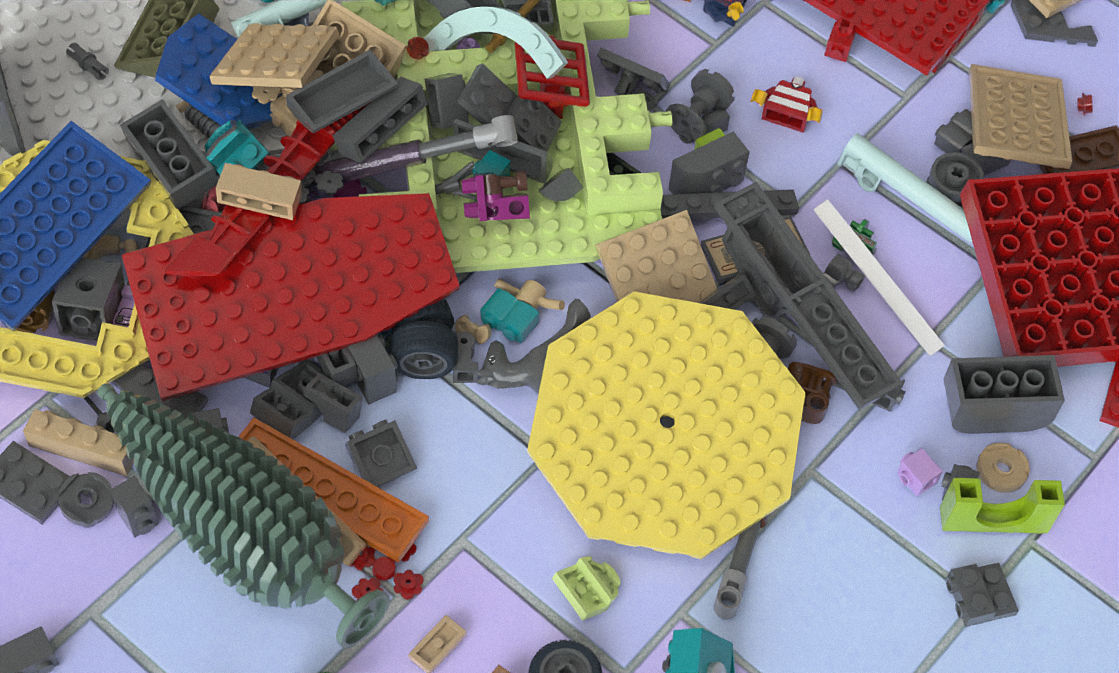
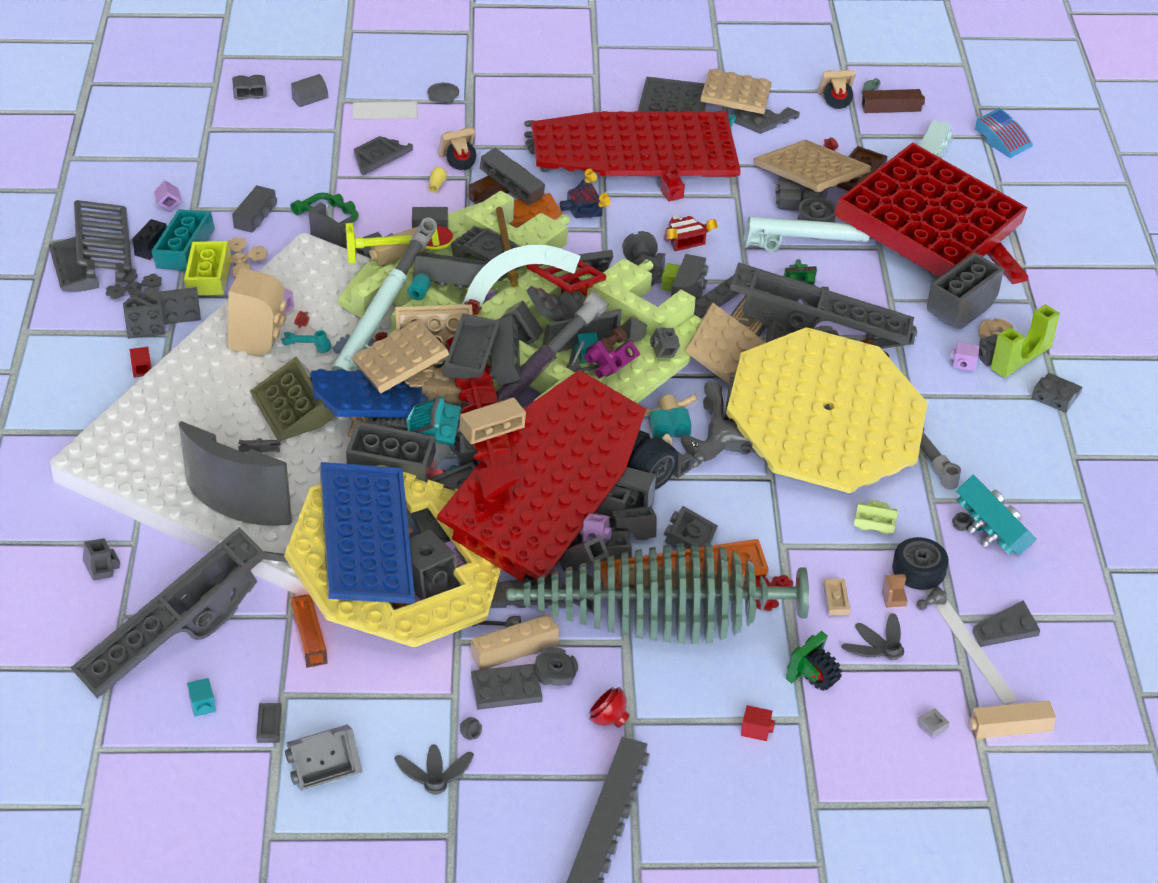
camera: 40 degrees left, 15 degrees down
(72, 586) = (610, 708): none -> red piece
(134, 507) = (595, 645): dark grey brick -> none
(226, 400) = (584, 552): none -> dark grey brick
(269, 383) = (596, 526): none -> lavender brick
(572, 221) = (665, 342): none -> dark grey brick
(879, 278) = (834, 283): white sticker -> none

